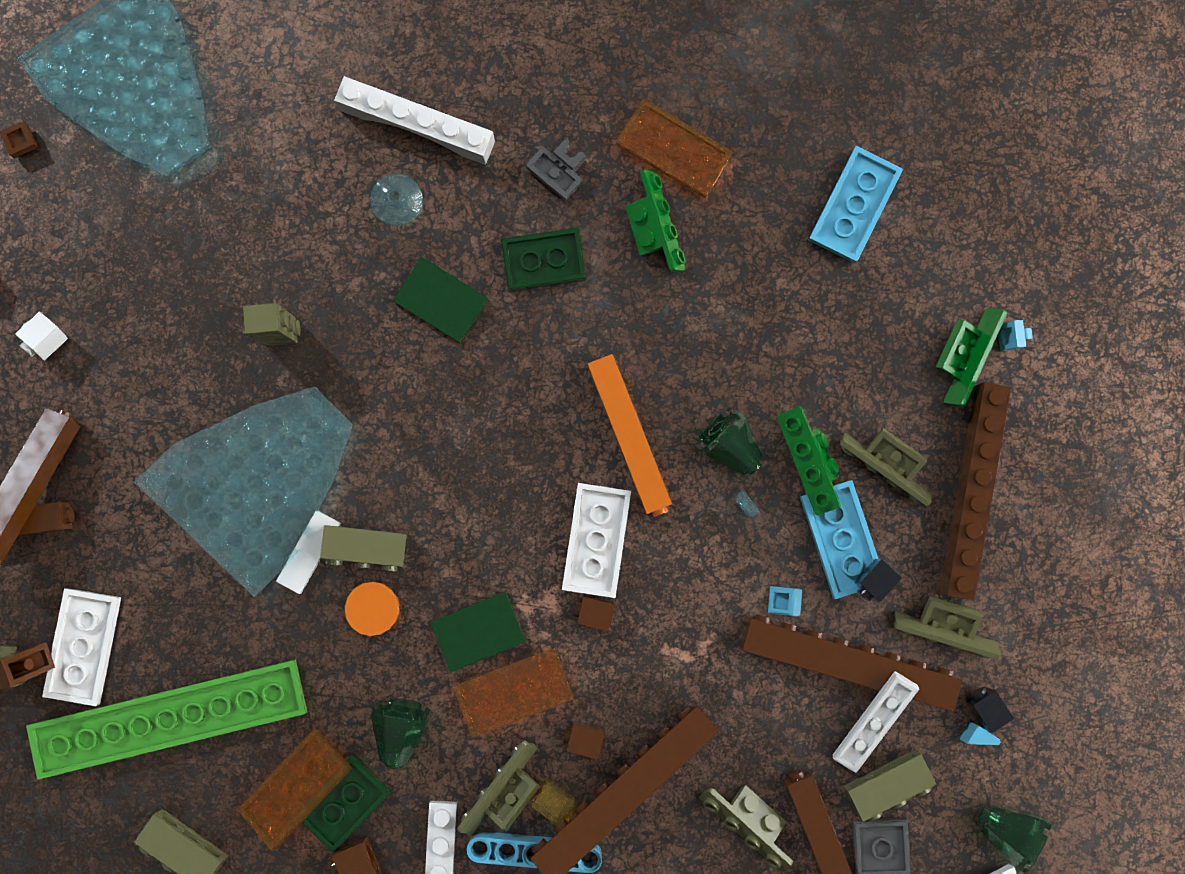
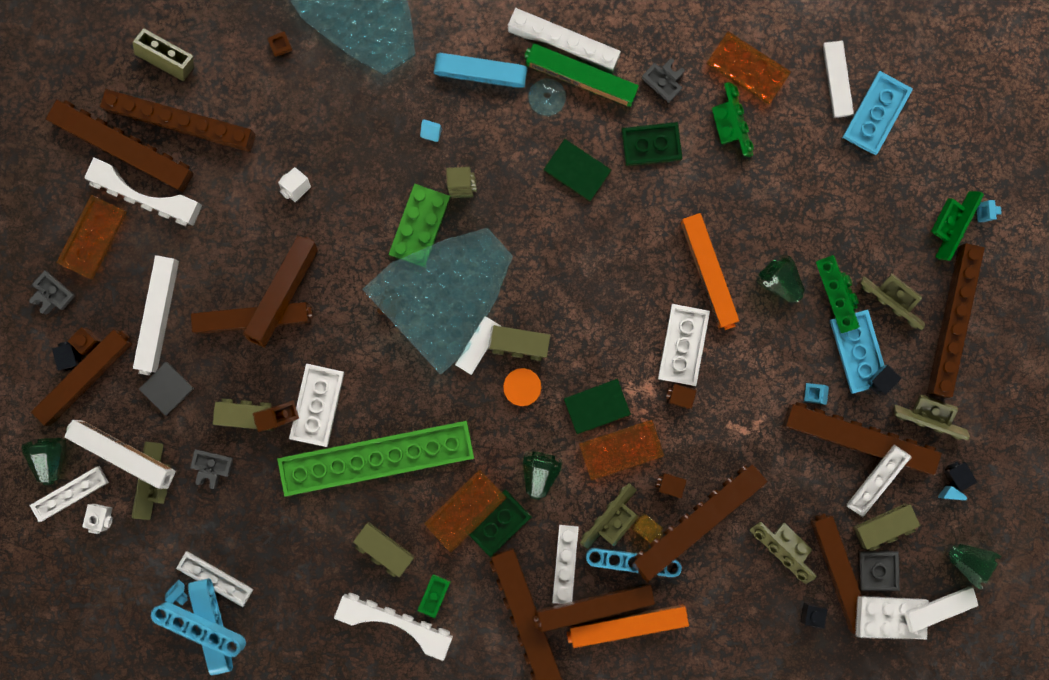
camera: 10 degrees right, 0 degrees up
(221, 380) = (419, 221): none -> bright green plate
(233, 252) = (430, 130): none -> medium azure slope
(300, 165) = (480, 70): none -> medium azure beam
(441, 166) = (581, 74): none -> green brick
(746, 504) = (791, 323): clear light blue tile -> none
(799, 159) = (838, 79): none -> white tile

